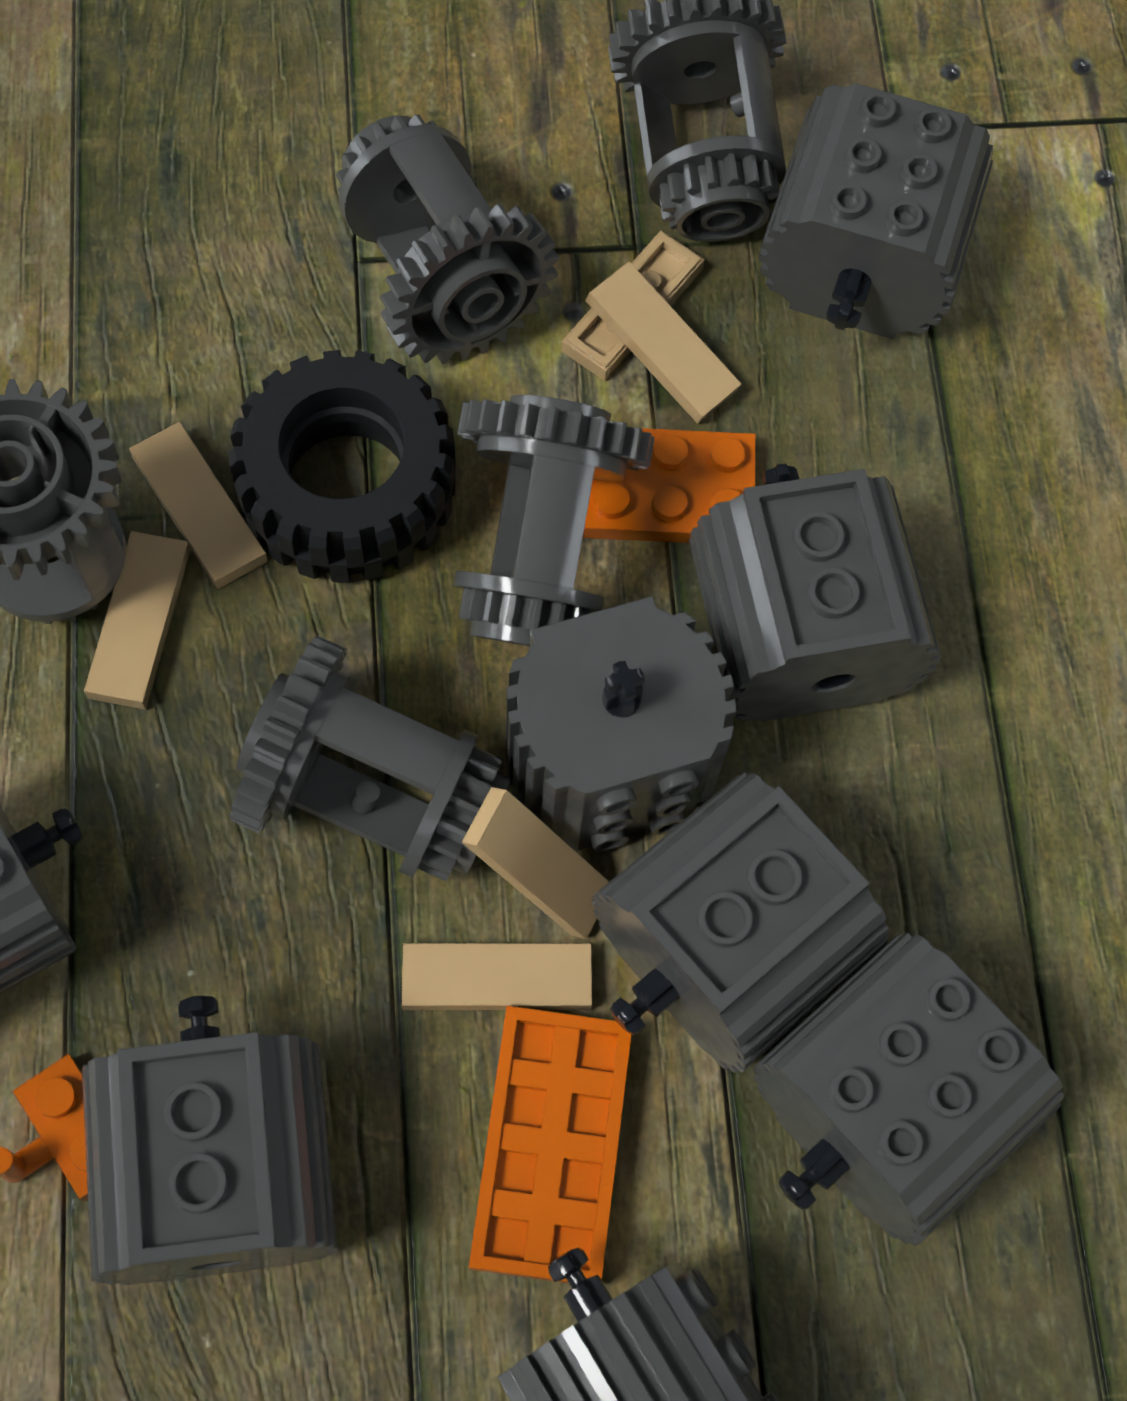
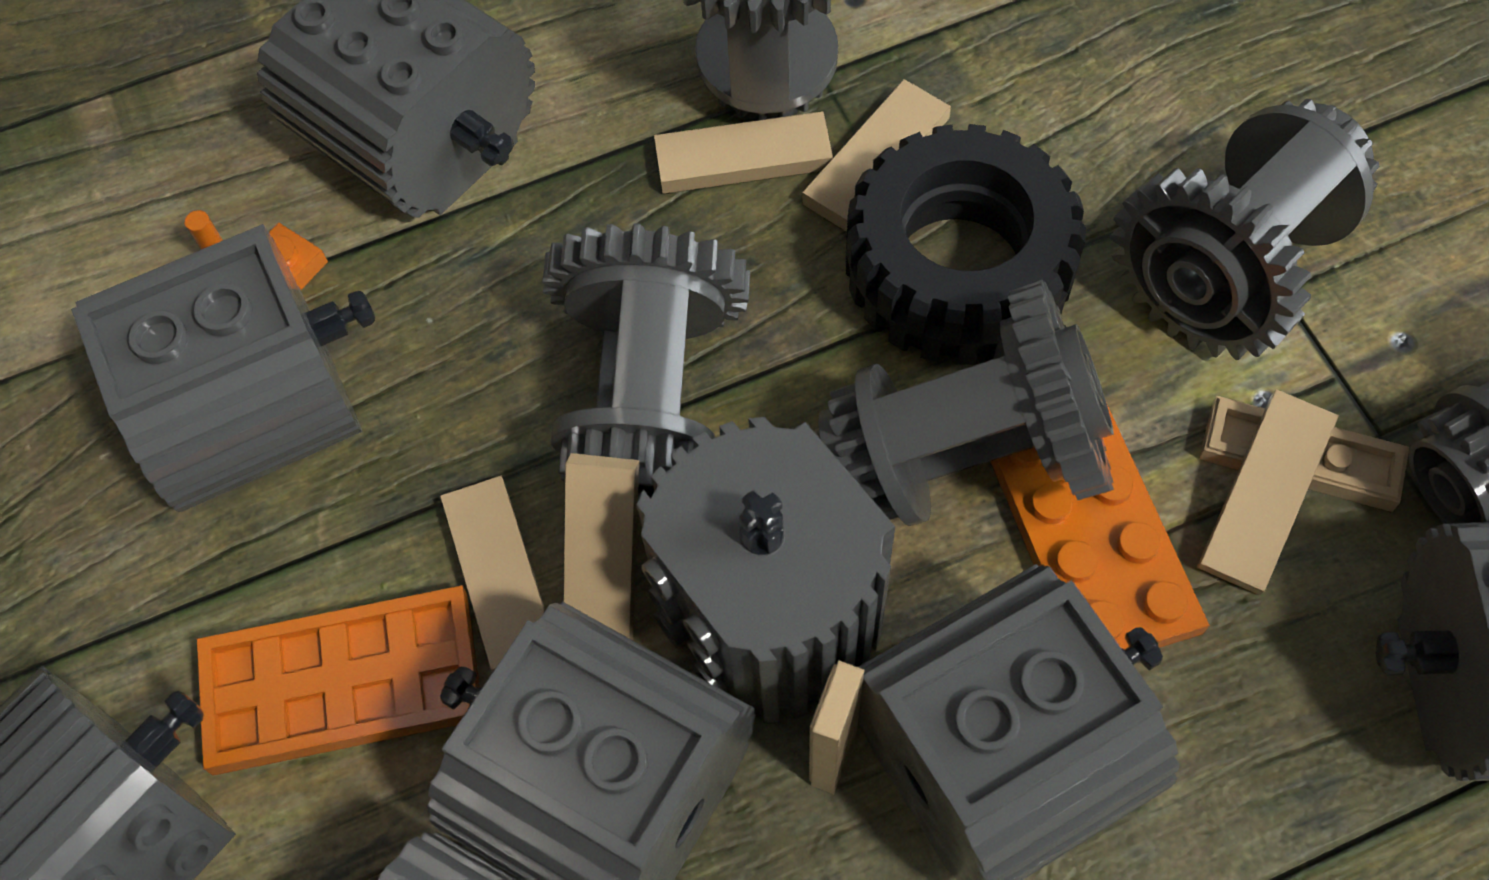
camera: 80 degrees right, 5 degrees down
(771, 722) = (834, 726): none -> tan tile

